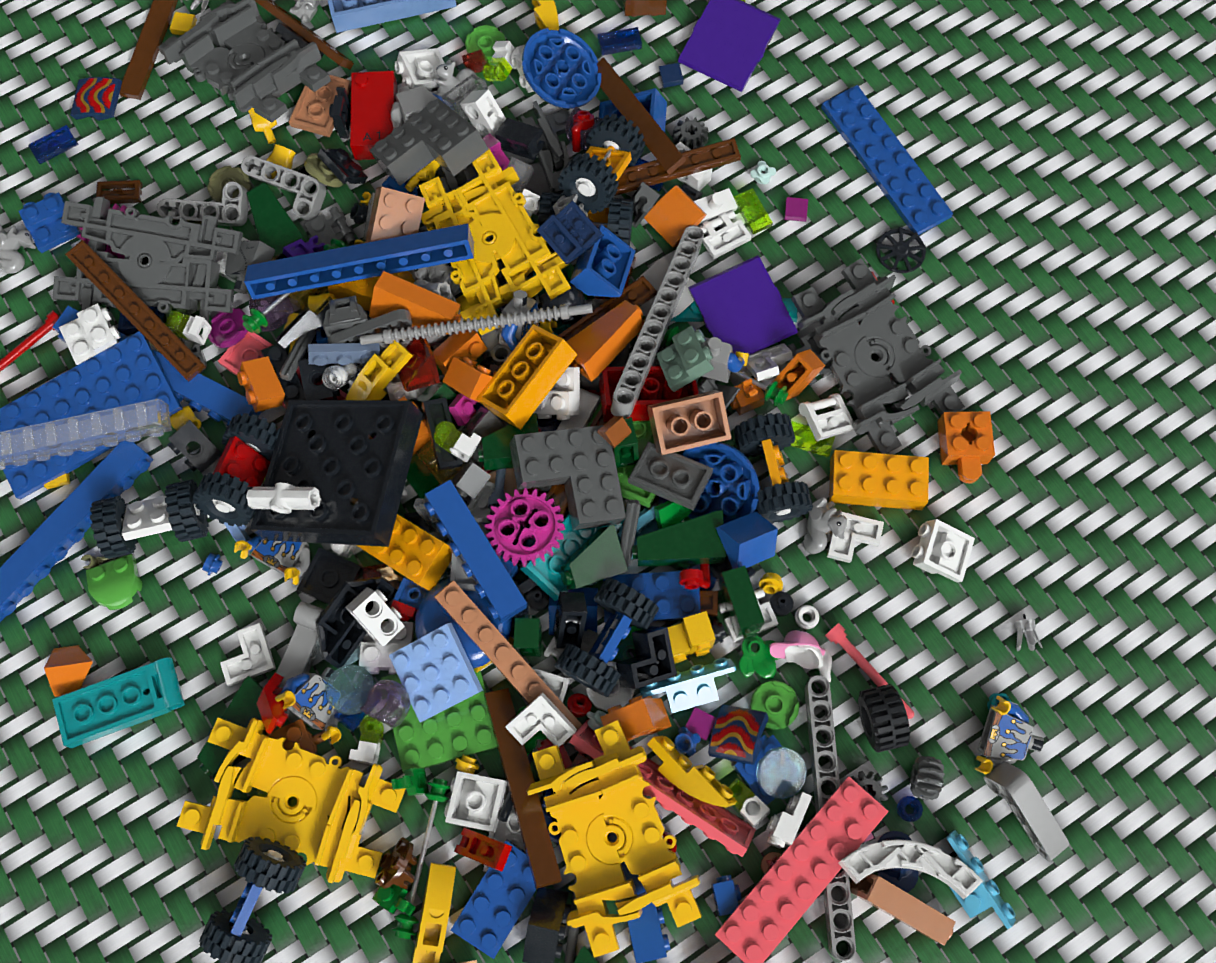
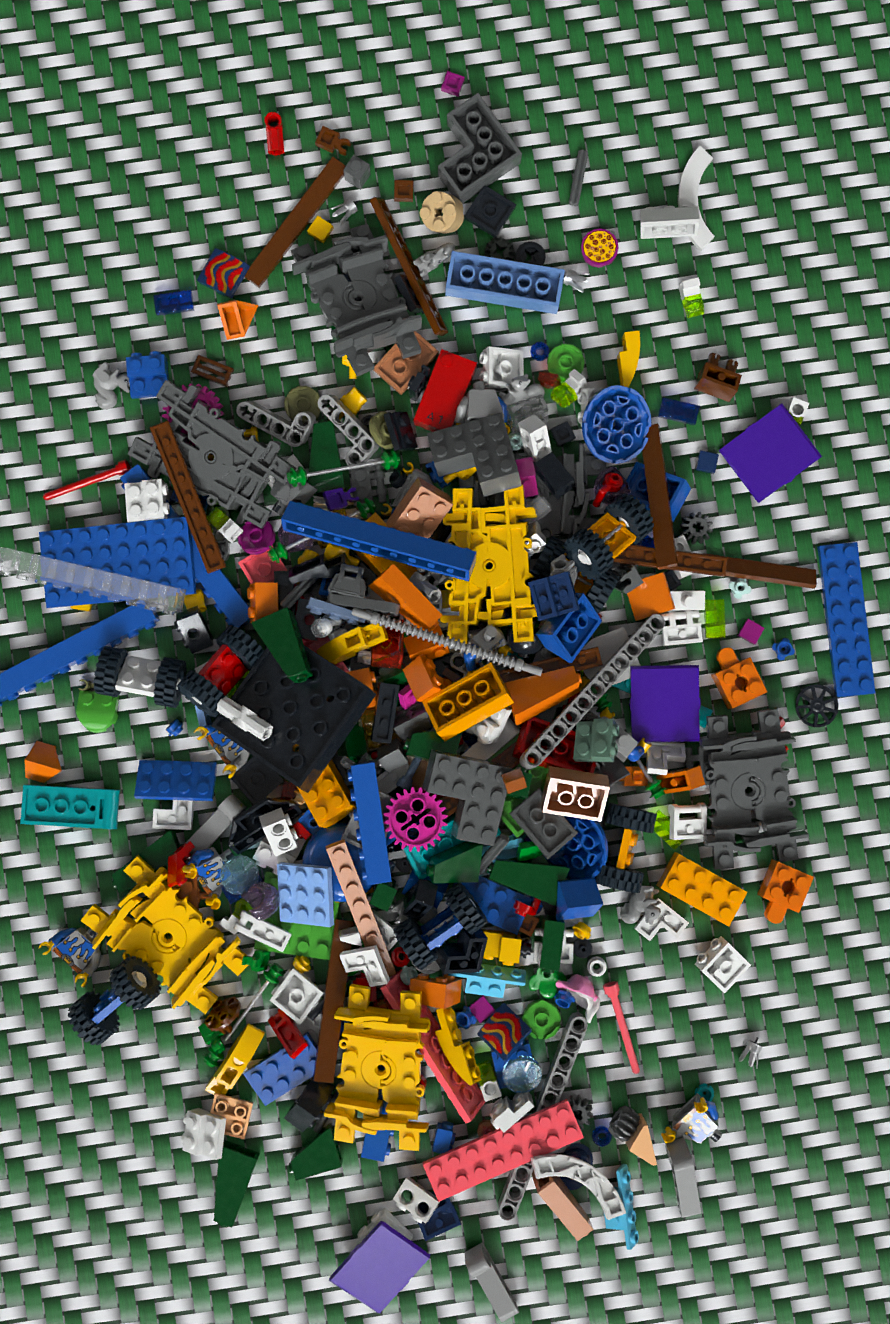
camera: 20 degrees right, 15 degrees up
(124, 130) = (236, 317): none -> orange slope
(186, 869) = (76, 950): none -> torso
(234, 619) = (175, 780): none -> blue plate
(296, 404) = (285, 643): none -> dark green slope
(340, 199) = (301, 476): none -> green axle
(404, 741) = (263, 931): none -> white plate
(452, 39) = (539, 346): none -> clear blue plate
(455, 441) = (388, 723): leg -> none
(511, 699) = (350, 935): none -> white slope
(512, 105) = (562, 434): none -> black plate
(782, 147) = (770, 572): none -> reddish brown tile
(788, 667) = (564, 999): none -> blue plate
(797, 258) = (737, 680): none -> orange brick
(840, 206) = (777, 647): none -> blue plate
(884, 718) = (614, 1070): black tyre -> none
(958, 786) = (641, 1142): none -> light nougat slope

